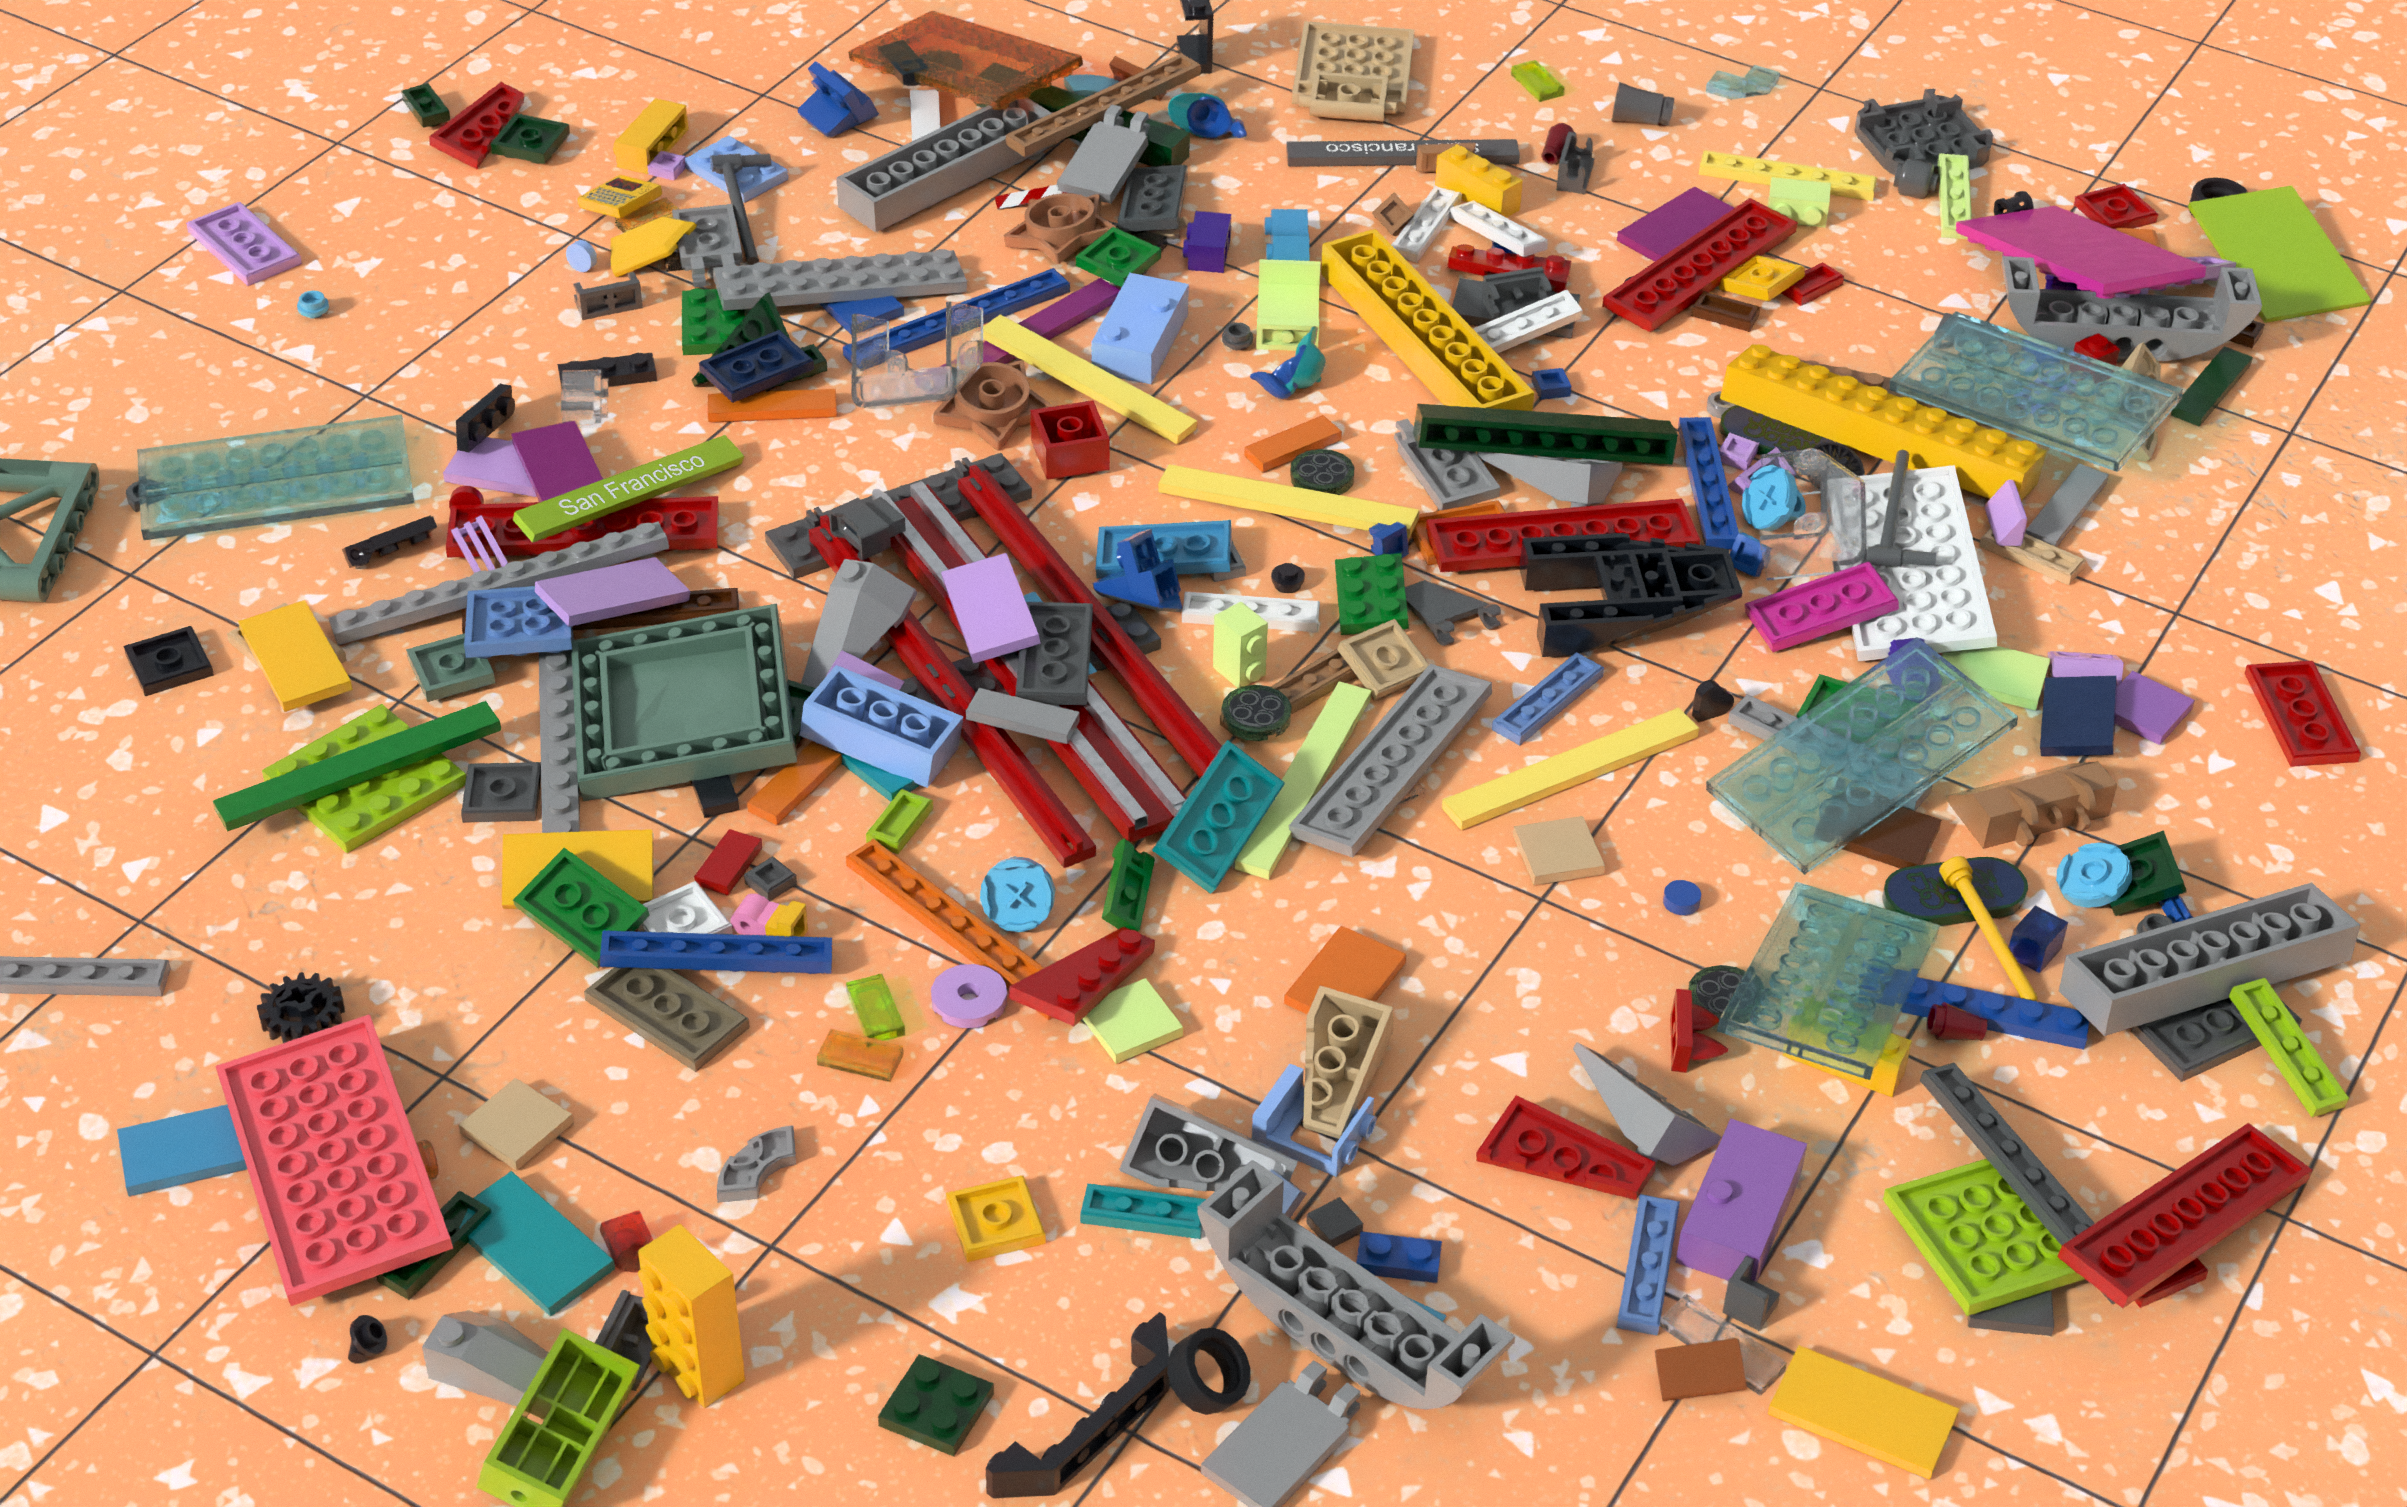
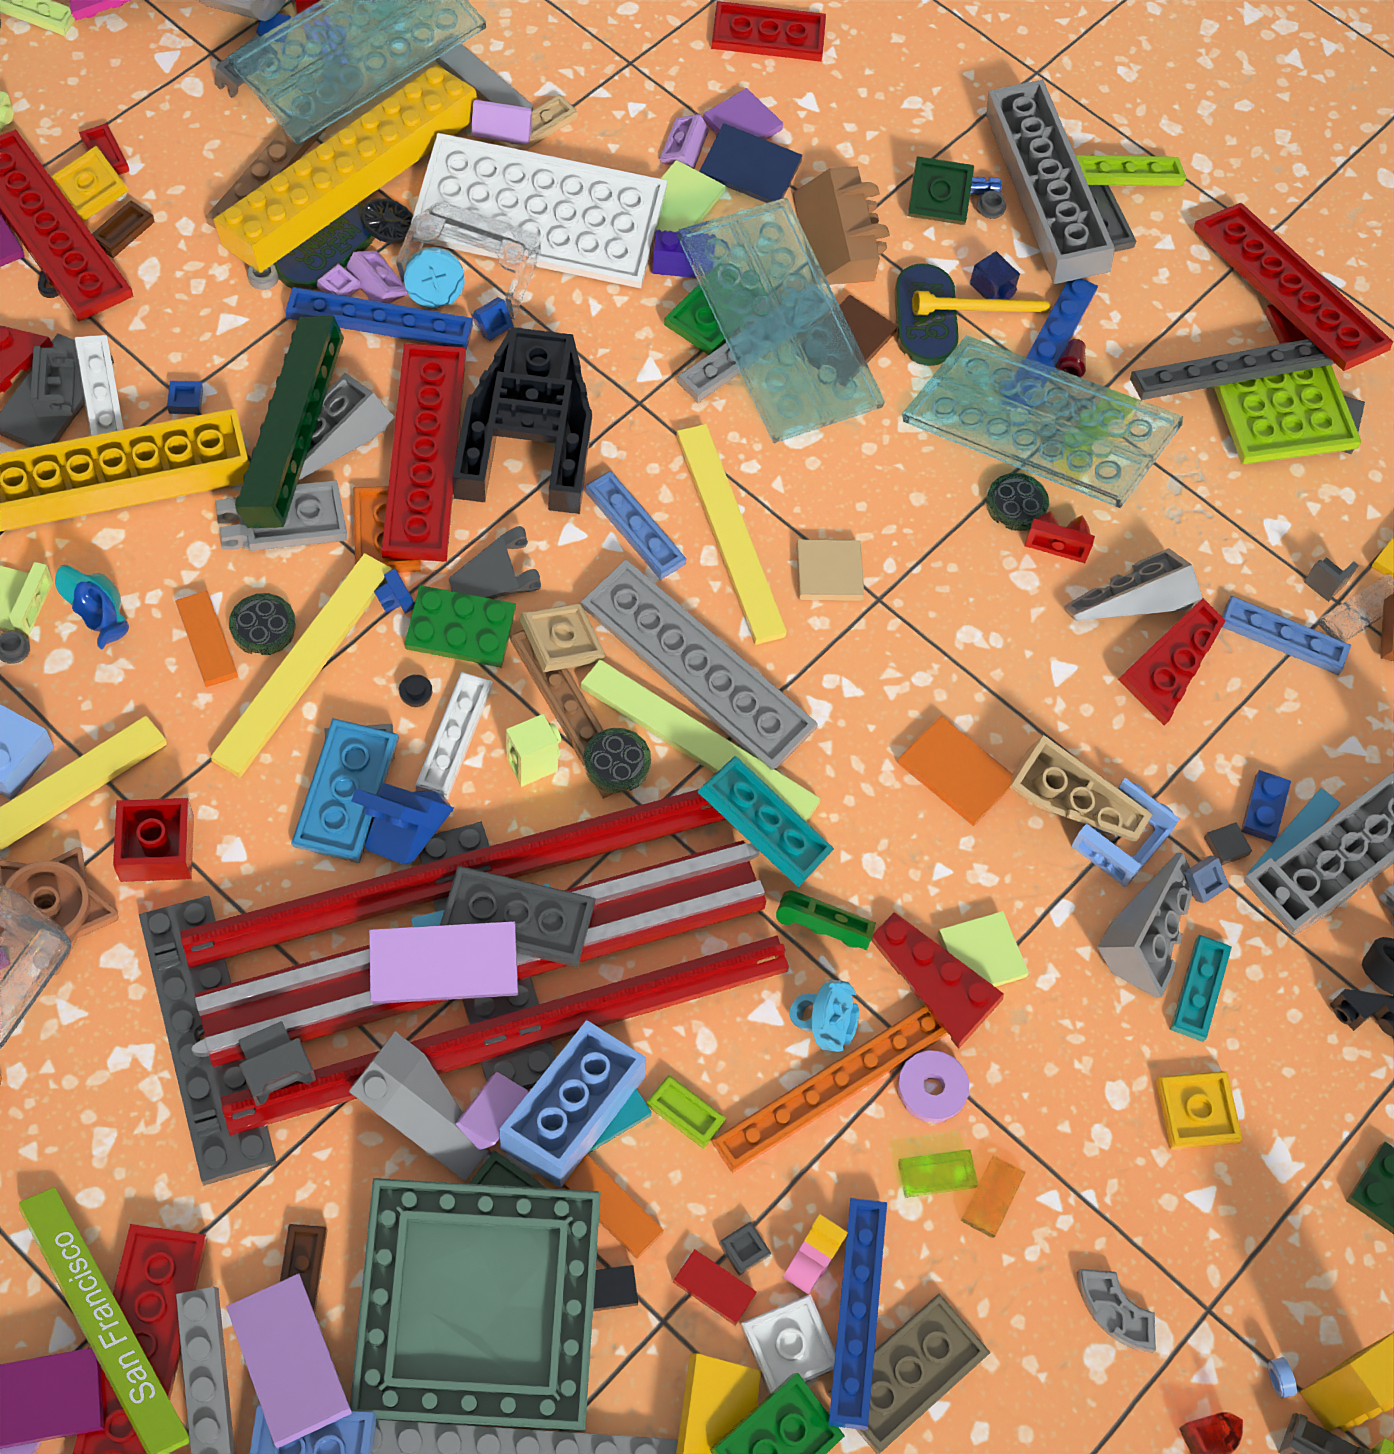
camera: 85 degrees left, 20 degrees up
(1022, 715) = (606, 963): light grey tile -> none
(1682, 897) = (901, 497): blue tile -> none
(1711, 701) = (677, 405): black tile -> none
(1741, 1201) = (1244, 553): medium lavender brick -> none
(1821, 606) = (579, 286): dark pink tile -> none
(1886, 552) = (535, 220): dark grey bar -> none
(2094, 875) = (934, 219): medium azure tile -> none

